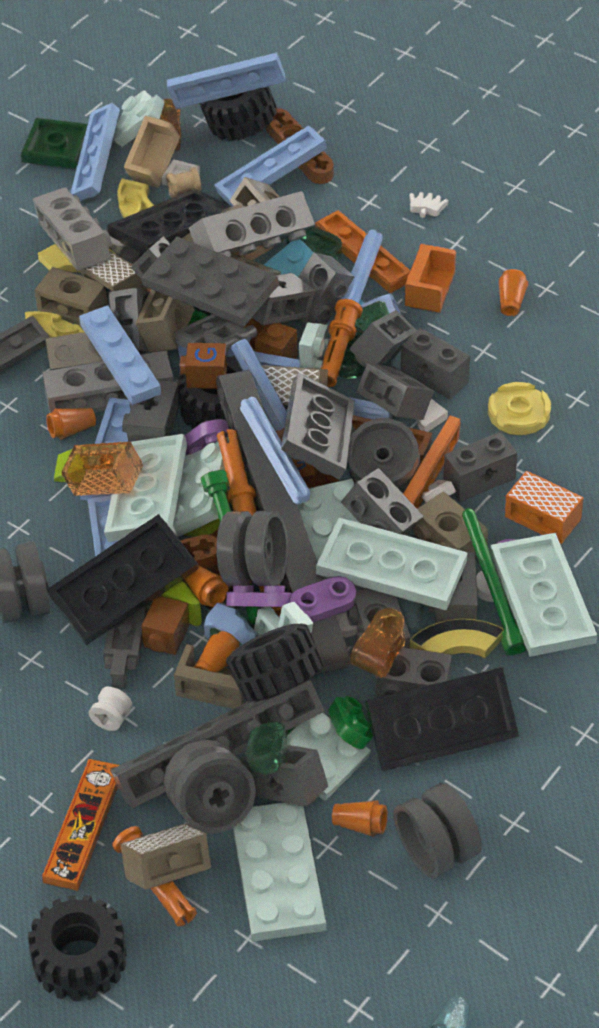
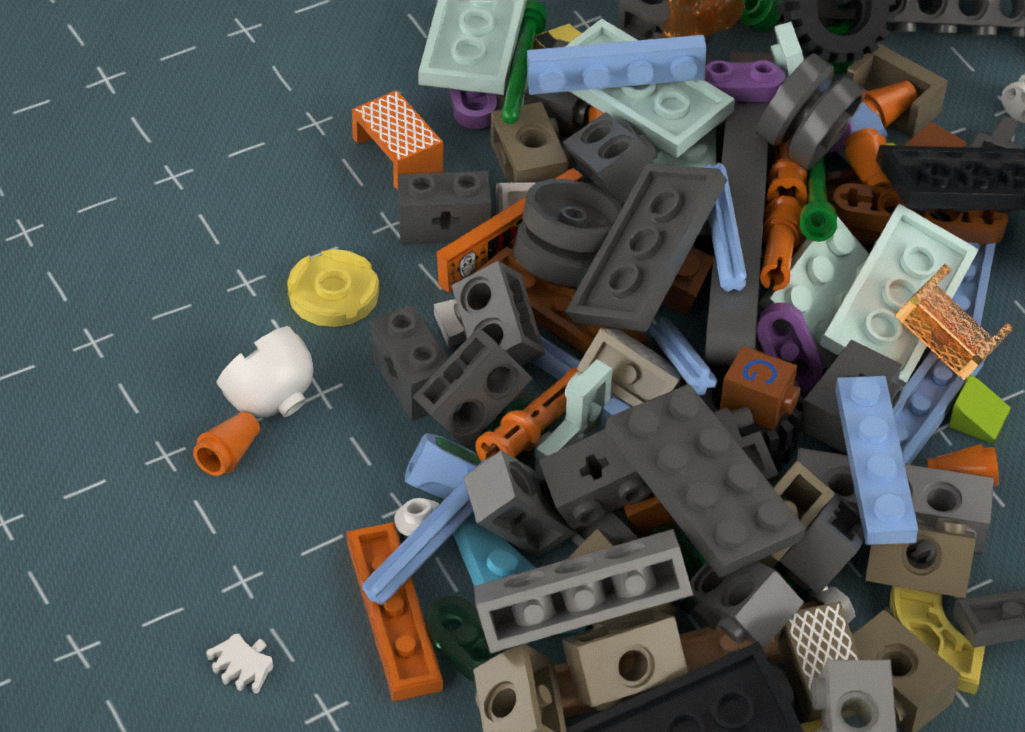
camera: 160 degrees left, 0 degrees up
(376, 287) = (413, 514): none -> white plate
(408, 541) = (616, 64): none -> light blue plate
(430, 278) = (336, 507): orange panel -> none
(512, 322) = (270, 377): none -> white cylinder

